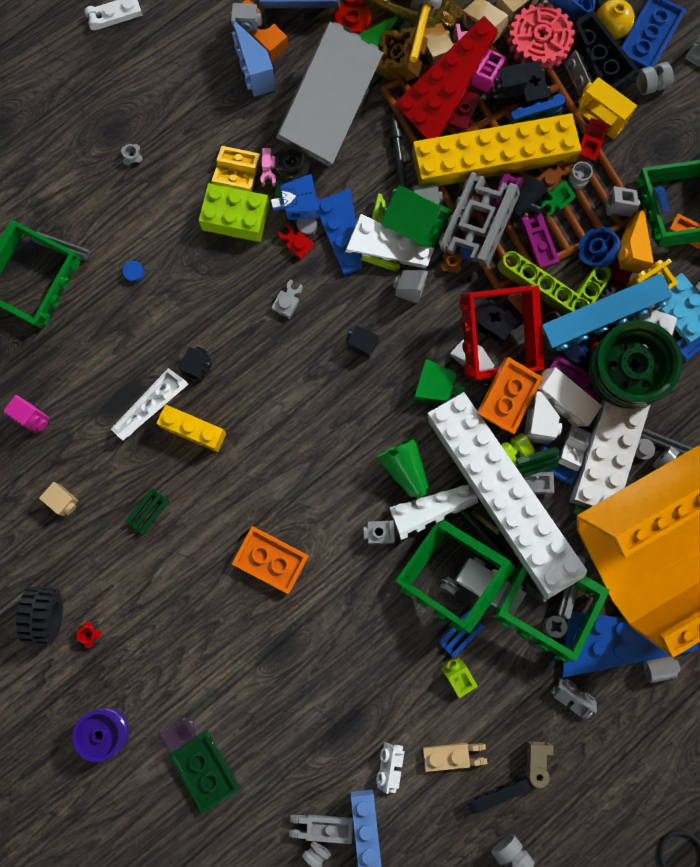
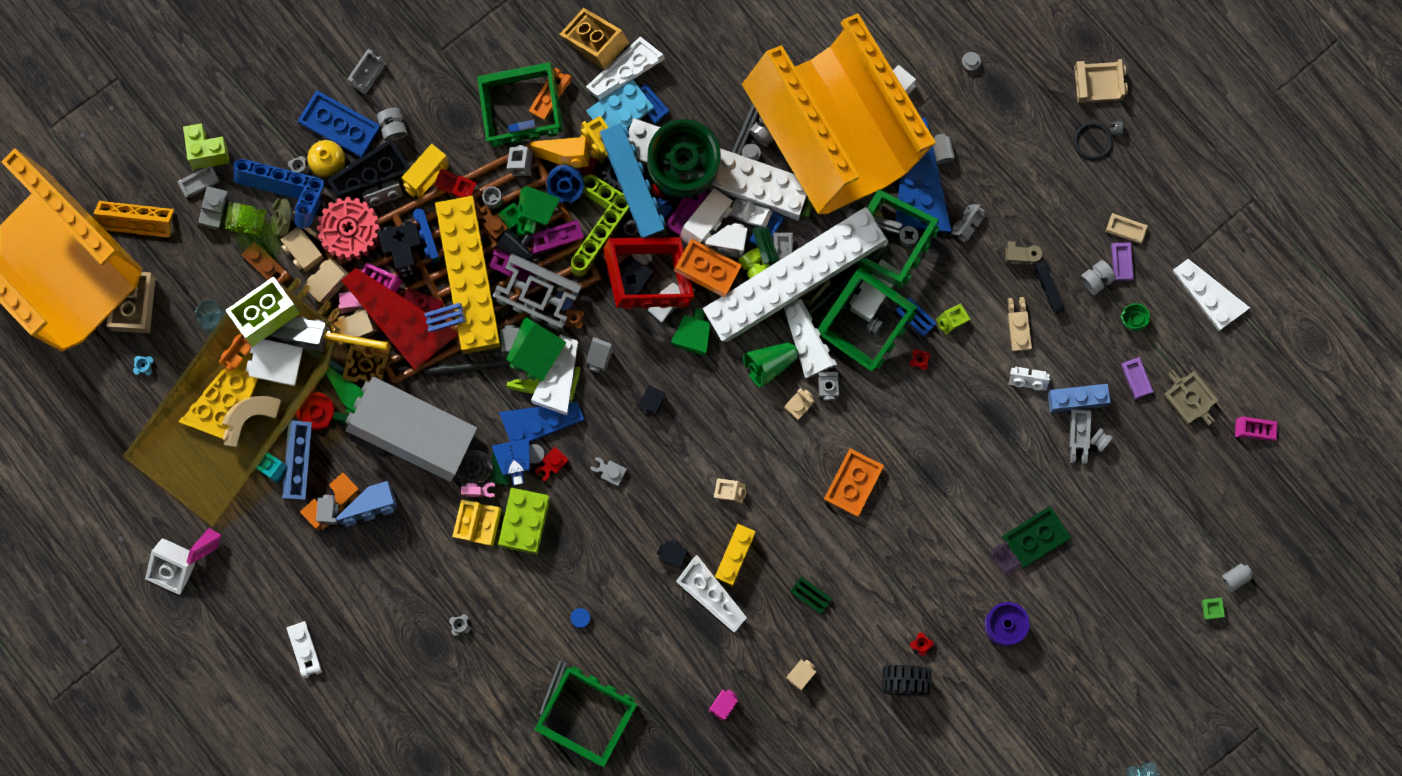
camera: 90 degrees left, 0 degrees up
(263, 424) = (730, 490): none -> tan bracket
(359, 500) = (799, 403): none -> tan bracket
(417, 634) = (920, 354): none -> red plate
(444, 112) = (430, 321): none -> blue tile
(569, 216) = (535, 208): none -> green torso

